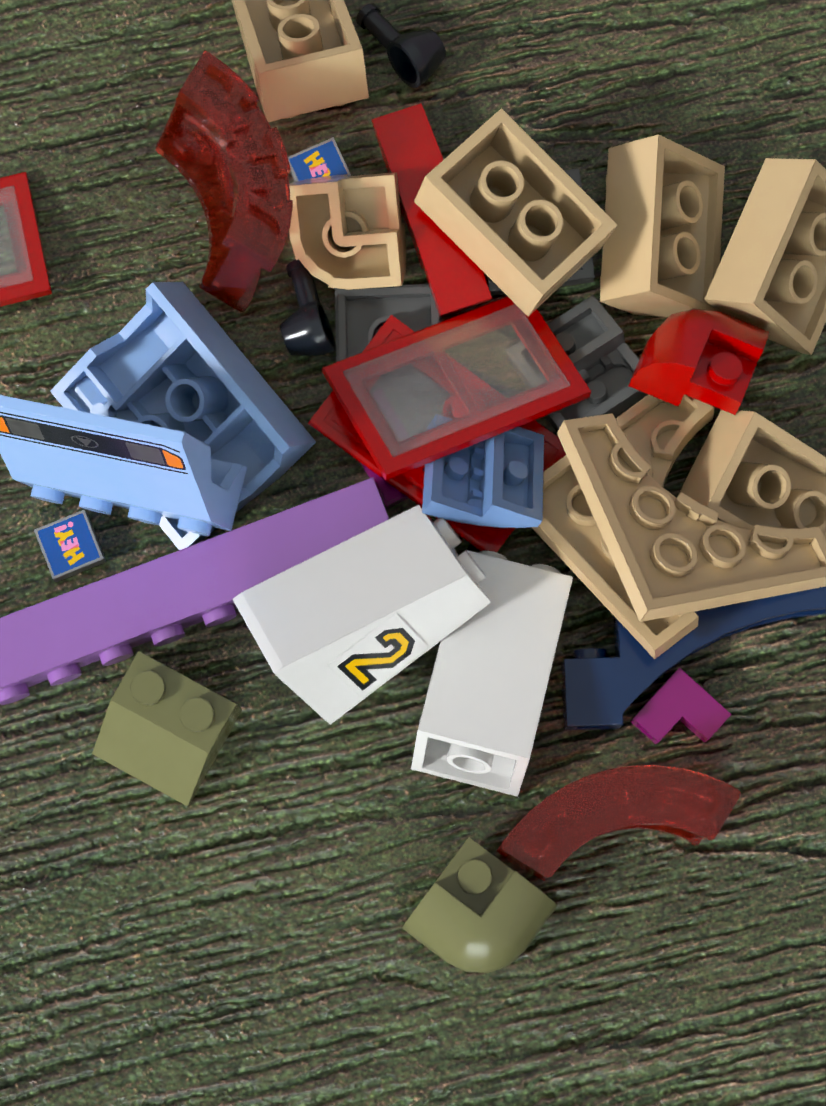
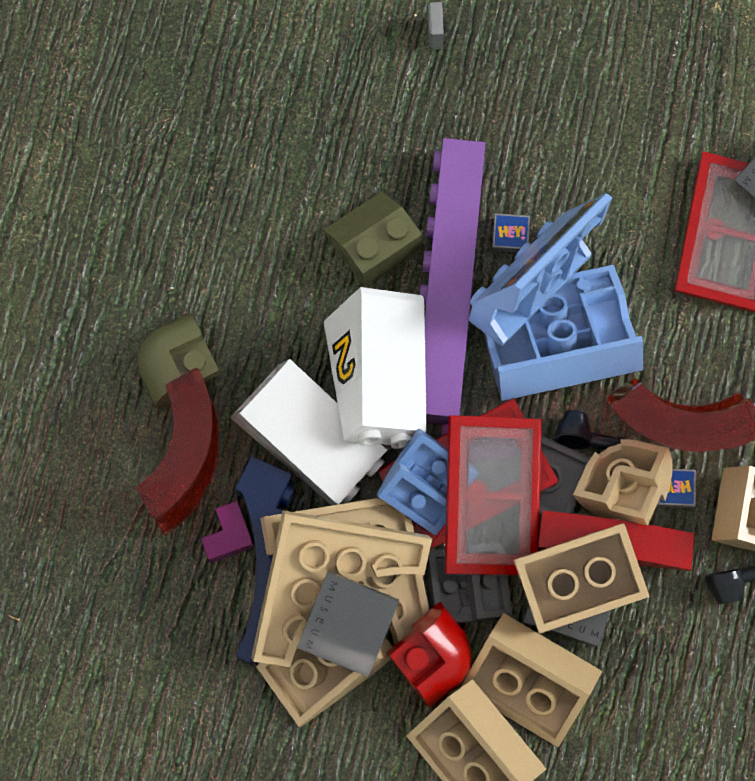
camera: 115 degrees right, 5 degrees down
(735, 468) = (348, 623): none -> dark grey slope

